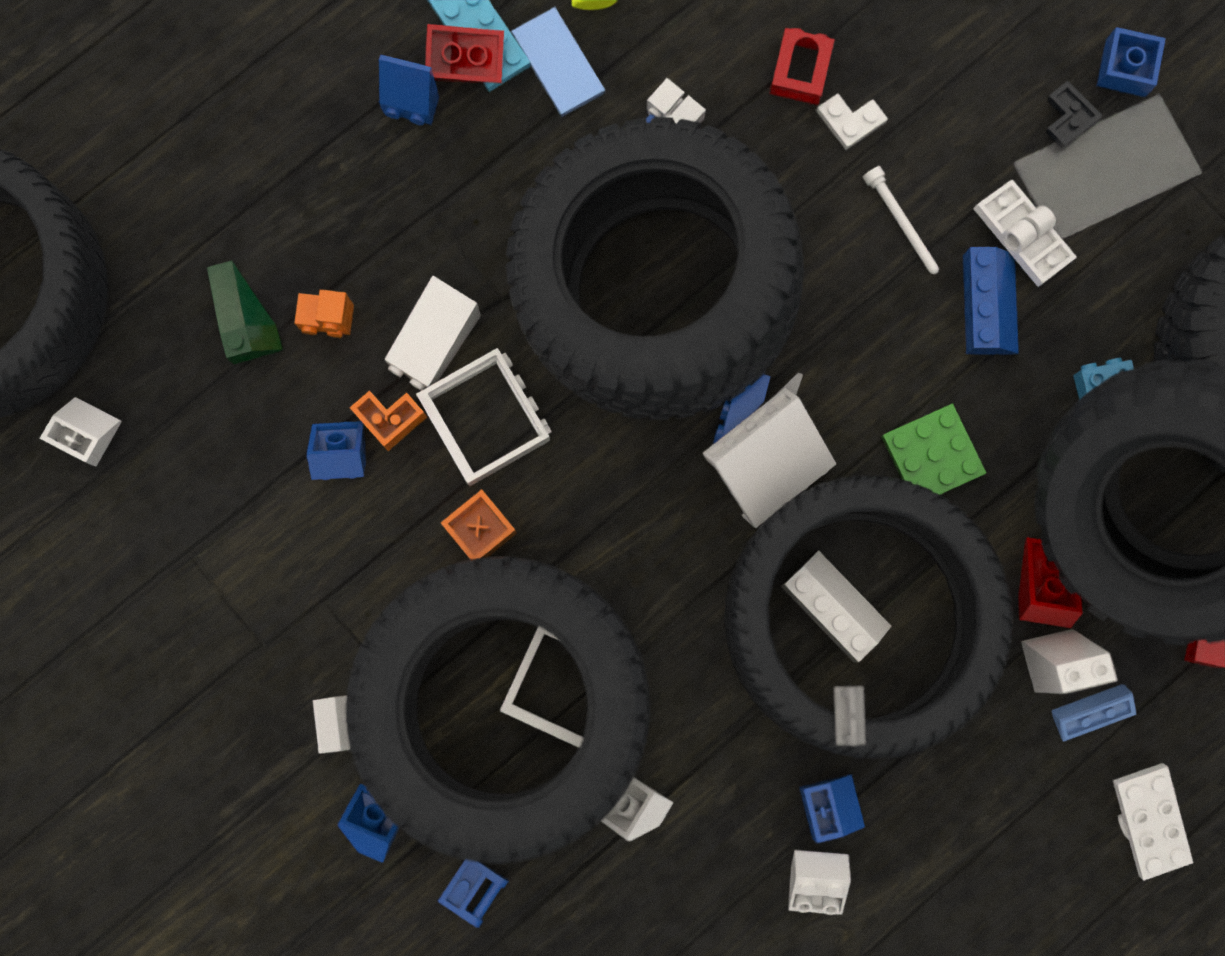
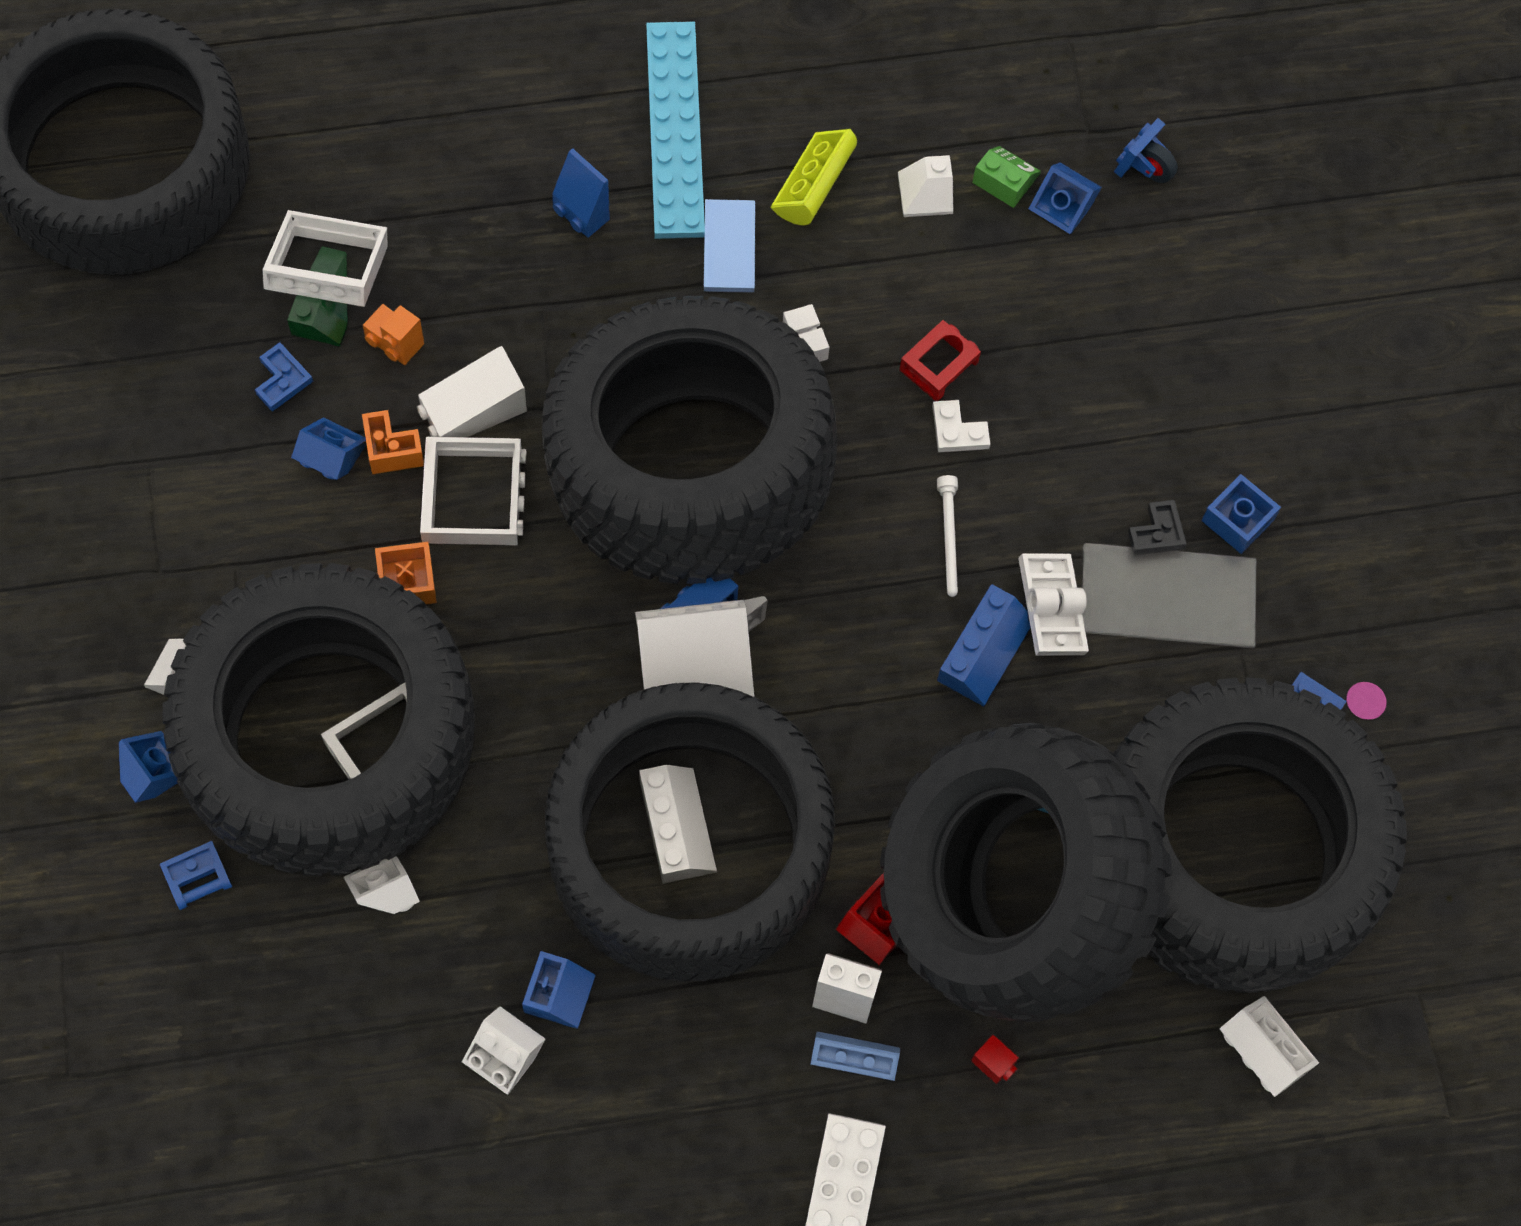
camera: 30 degrees right, 15 degrees down
(81, 431) = (128, 314): white slope -> none
(230, 311) = (320, 284): none -> white window
(259, 408) = (287, 378): none -> blue plate
(464, 54) = (648, 193): red slope -> none
(849, 715) = (612, 880): light grey hinge -> none
(934, 451) = (853, 745): bright green plate -> none

